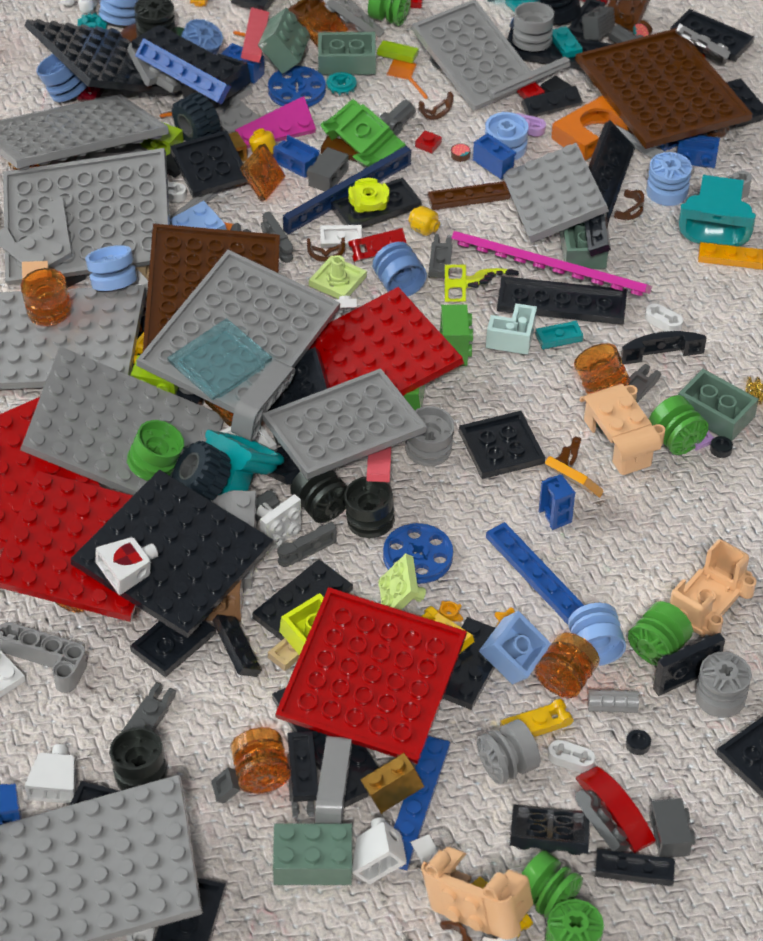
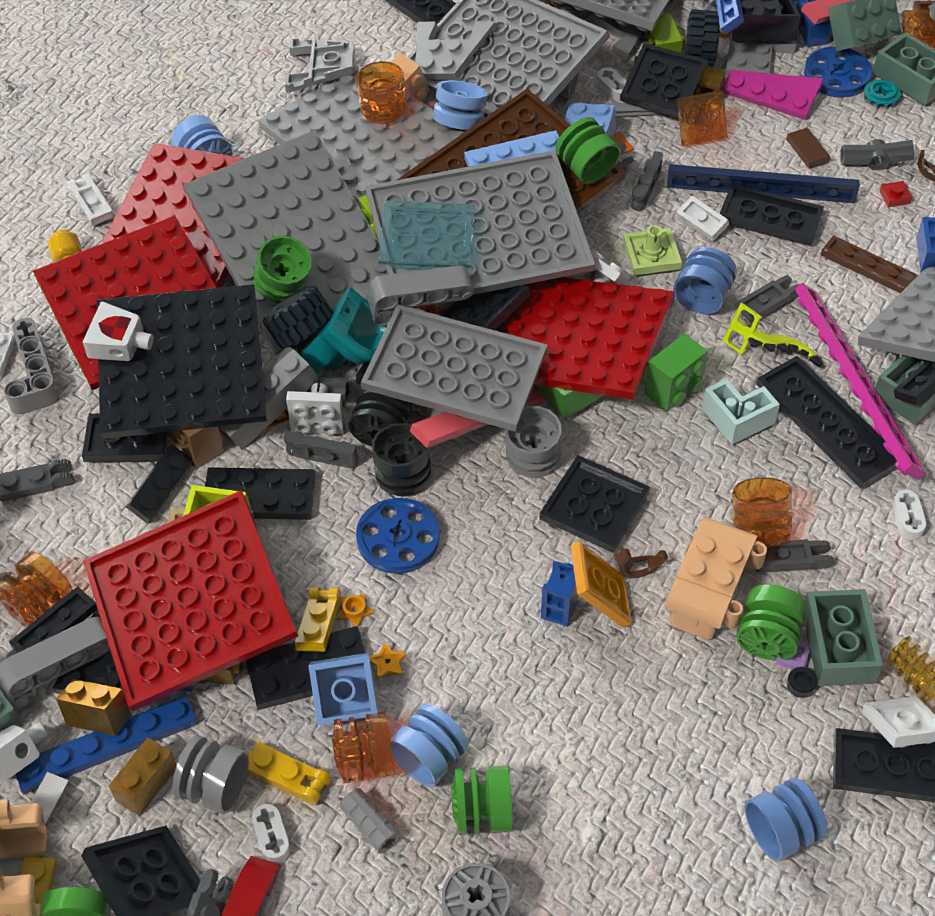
camera: 50 degrees right, 5 degrees up
(198, 269) = (513, 149): none -> light blue plate
(253, 233) = (588, 150): none -> bright green wheel
(260, 137) = (737, 96): yellow head -> none
(295, 155) = (756, 127): blue hinge -> none
(327, 169) = (768, 154): dark grey brick -> none
(341, 249) = (659, 209): reddish brown helmet -> none
(363, 133) = (833, 143): bright green piece -> none
(375, 243) = (741, 253): red plate -> none
(378, 195) = (767, 209): neon yellow plate -> none
(400, 585) = (332, 549): yellowish green plate -> none
(424, 220) = (792, 256): yellow head -> none
(460, 152) = (911, 222): tile -> none
(468, 792) = (143, 776): none -> pearl gold brick
(534, 571) = (466, 643): blue plate -> none
(559, 335) = (782, 449): teal plate -> none
(638, 742) = (343, 880): black tile -> none
(662, 342) = (872, 534): black slope -> none
(685, 664) = (458, 849): black plate -> none
(714, 588) = (586, 808): light nougat container -> none

